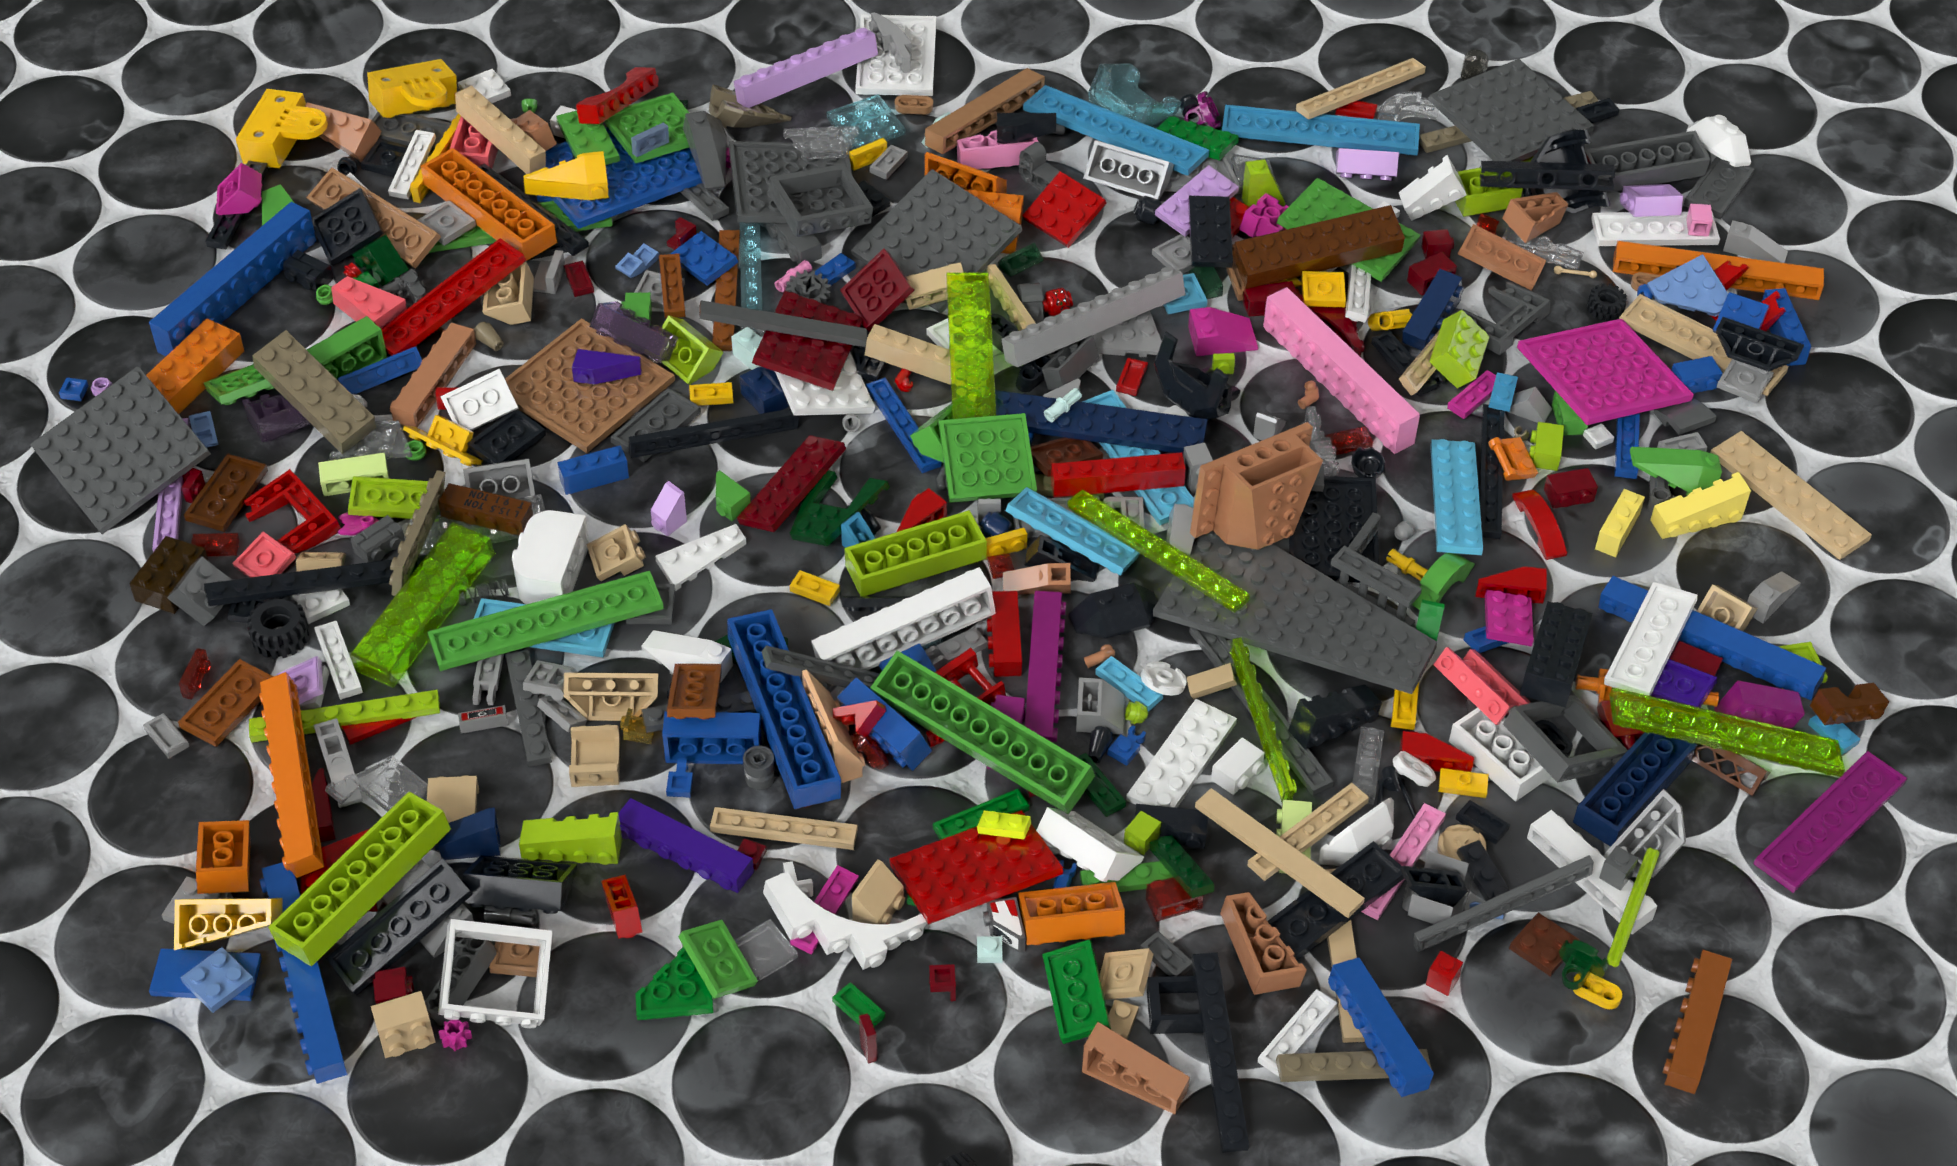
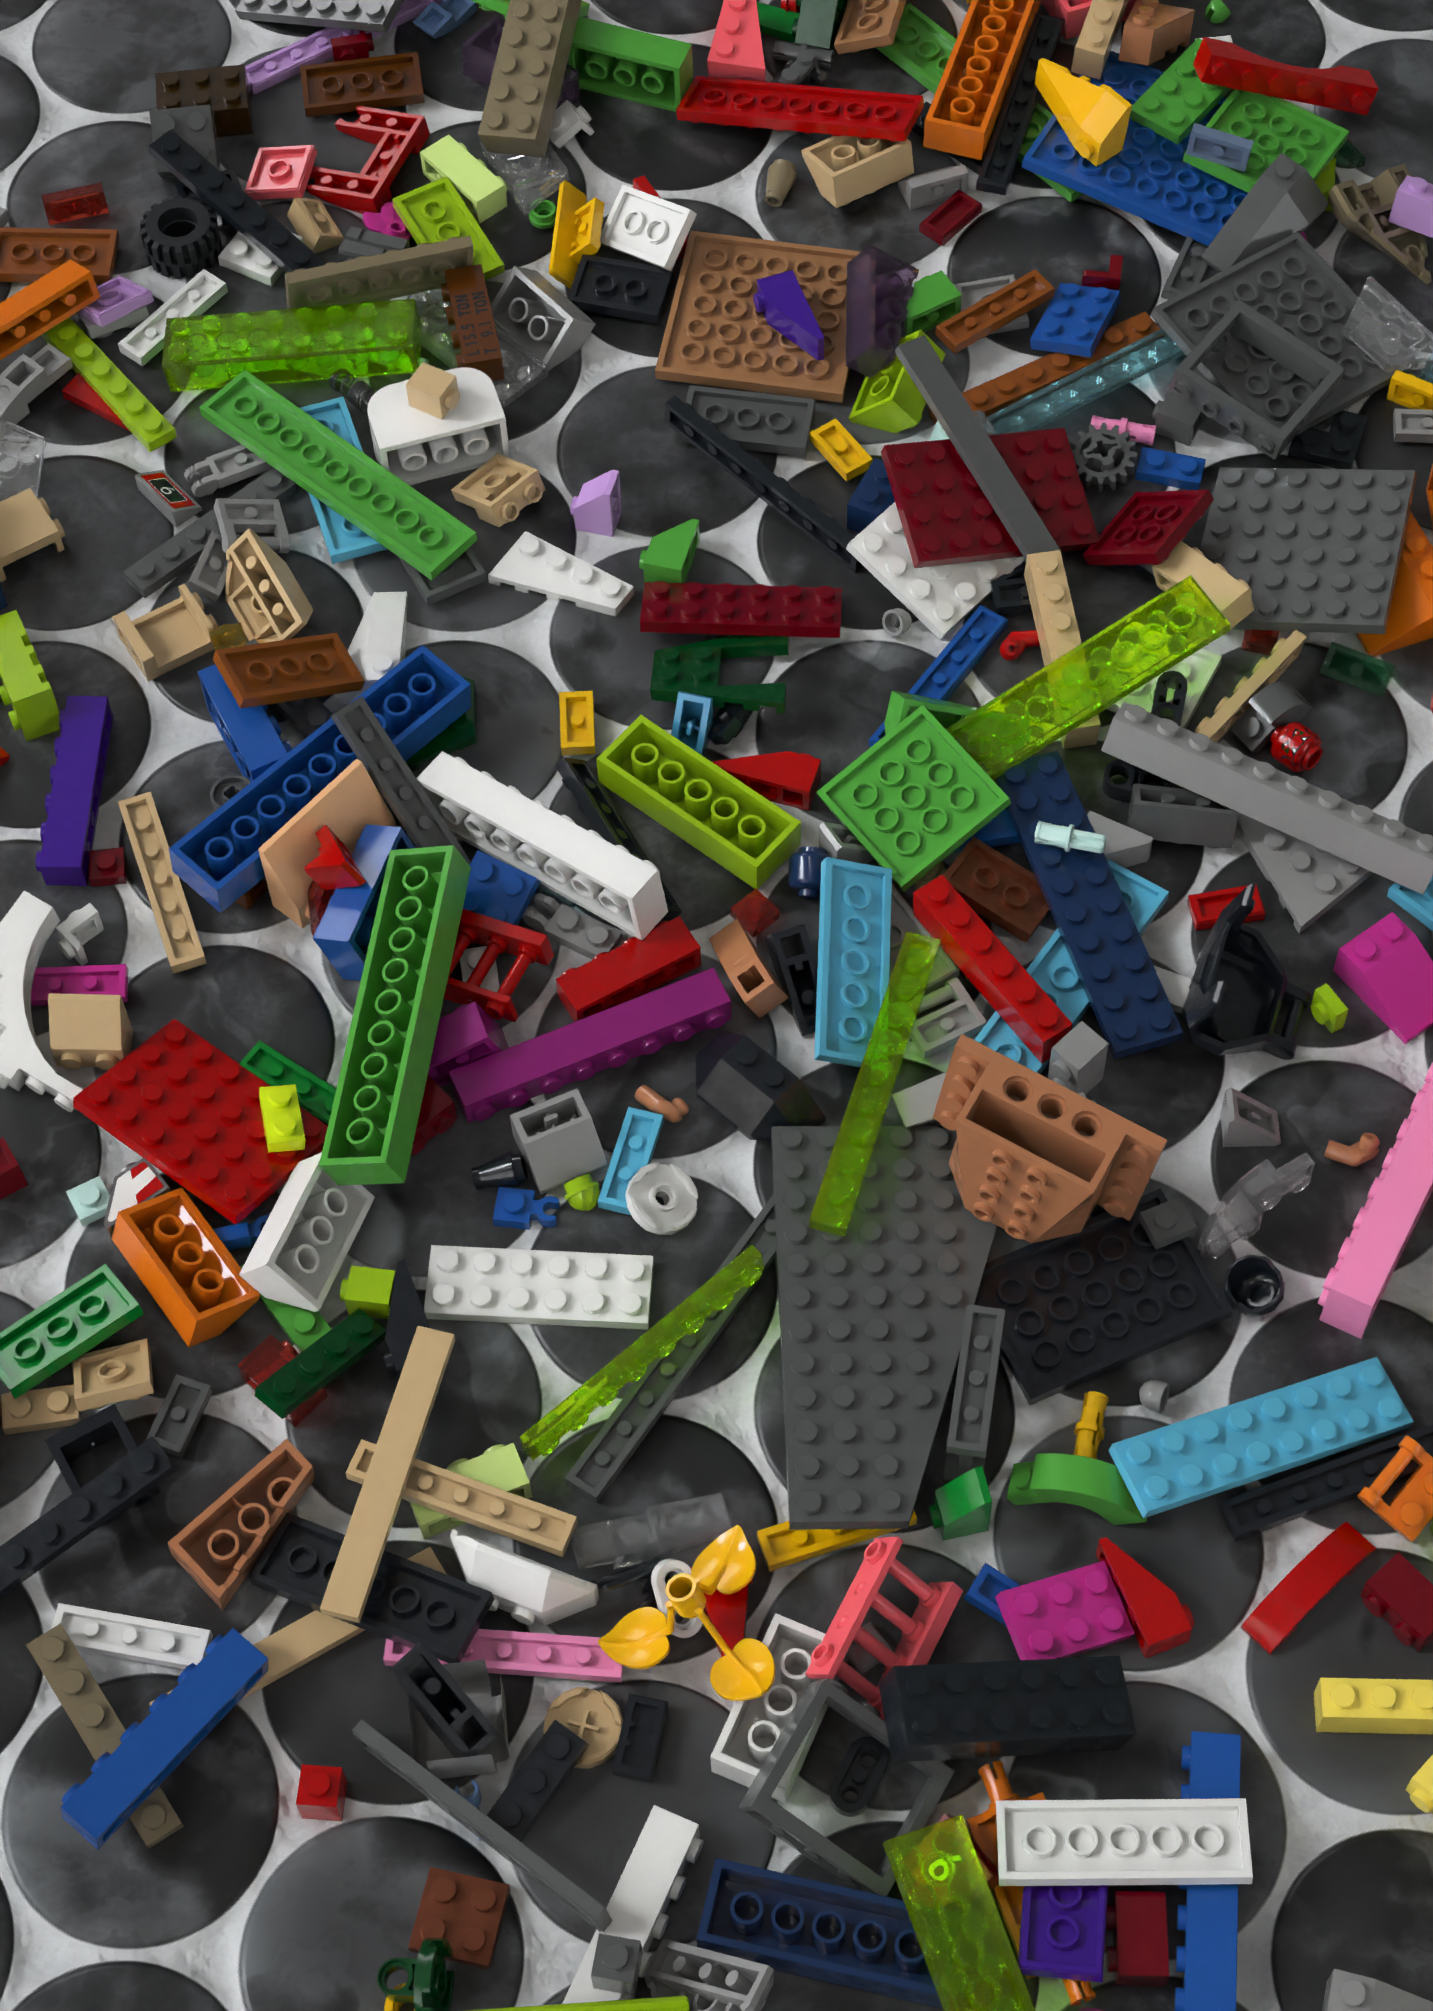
camera: 65 degrees right, 10 degrees up
(217, 543) = (281, 119): clear red plate -> none
(381, 371) = (644, 115): blue plate -> none
(433, 373) = (676, 164): nougat brick -> none
(448, 222) = (927, 38): light grey plate -> none
(544, 535) = (433, 390): none -> tan brick
(593, 470) = (621, 396): blue brick -> none
(638, 262) = (1017, 259): medium blue slope -> none
(681, 781) = (175, 737): blue plate -> none
(1007, 542) = (790, 896): yellow plate -> none
(1102, 791) = (427, 1200): dark green plate -> none
(1211, 681) = (688, 1256): tan slope -> none
(1238, 766) = (555, 1360): white brick -> none
(1333, 715) = (710, 1446): black wedge -> none
(1351, 440) = (1297, 1244): clear red plate -> none
(1365, 534) = (1070, 1339): dark grey tile -> none
(1415, 732) = (641, 1638): none -> yellow plant
(1463, 783) = (695, 1667): yellow plate -> none
(1727, 608) = (1285, 1946): tan slope -> none

